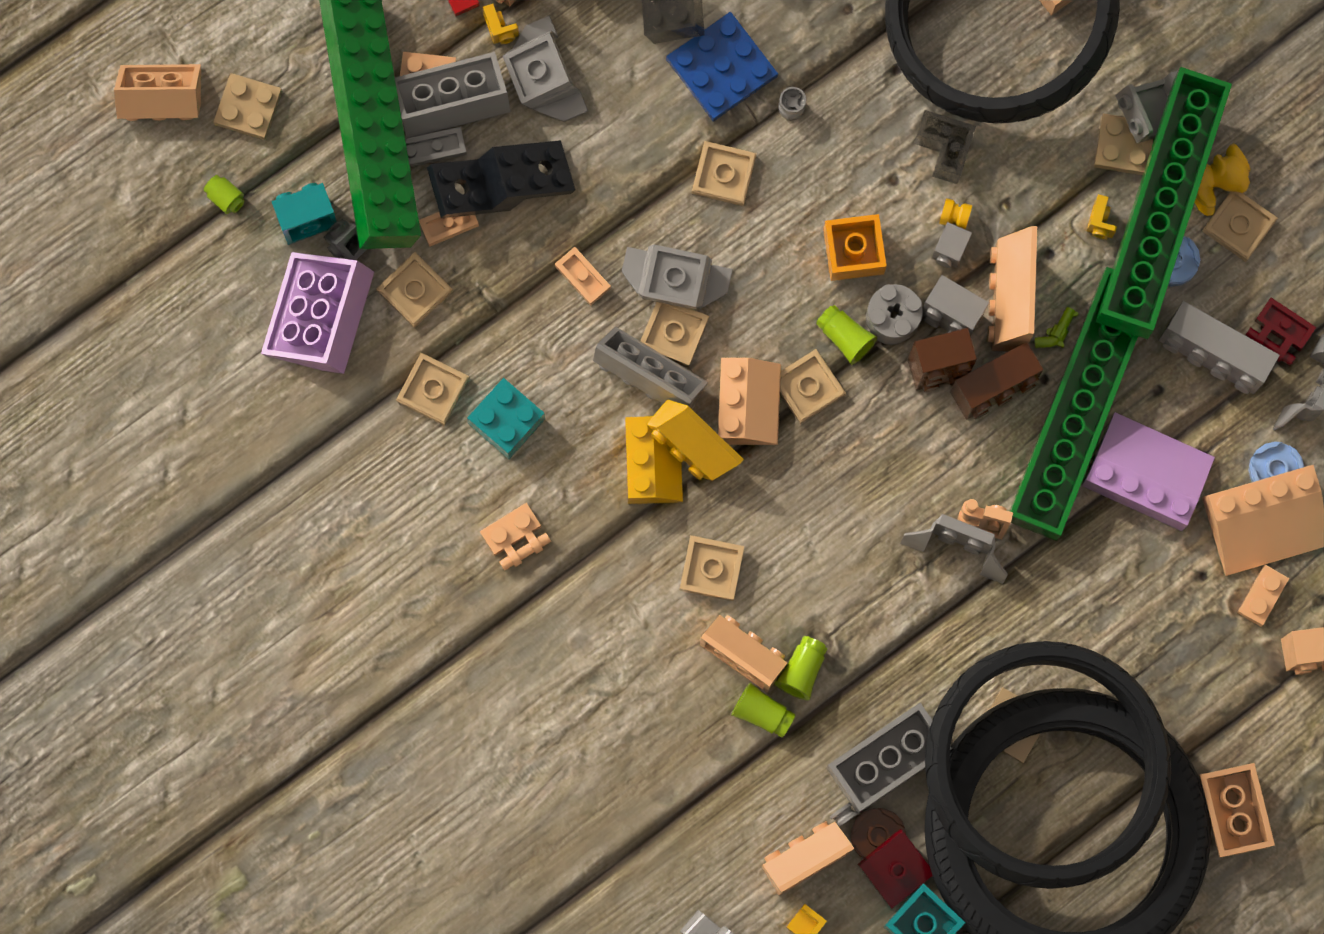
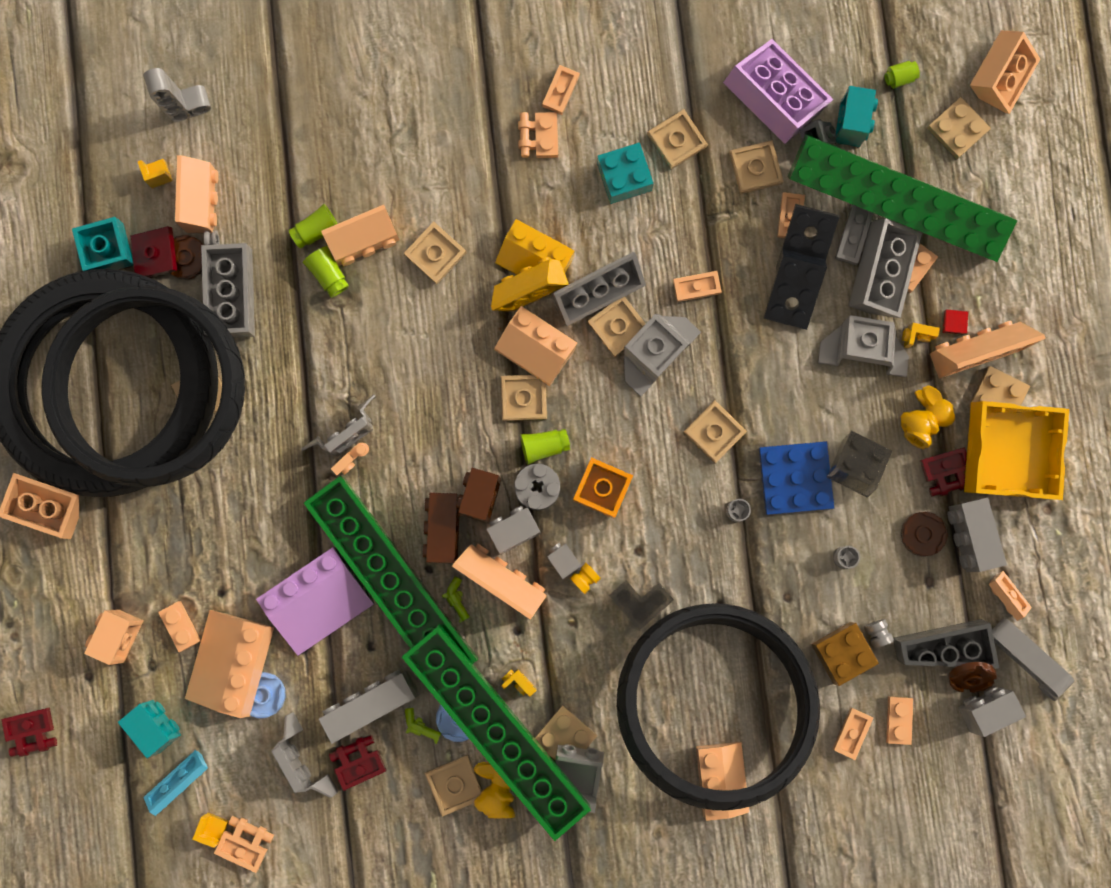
camera: 125 degrees right, 5 degrees up
(452, 541) = (560, 89): none -> light nougat plate
(1207, 292) = (418, 727): none -> lime piece

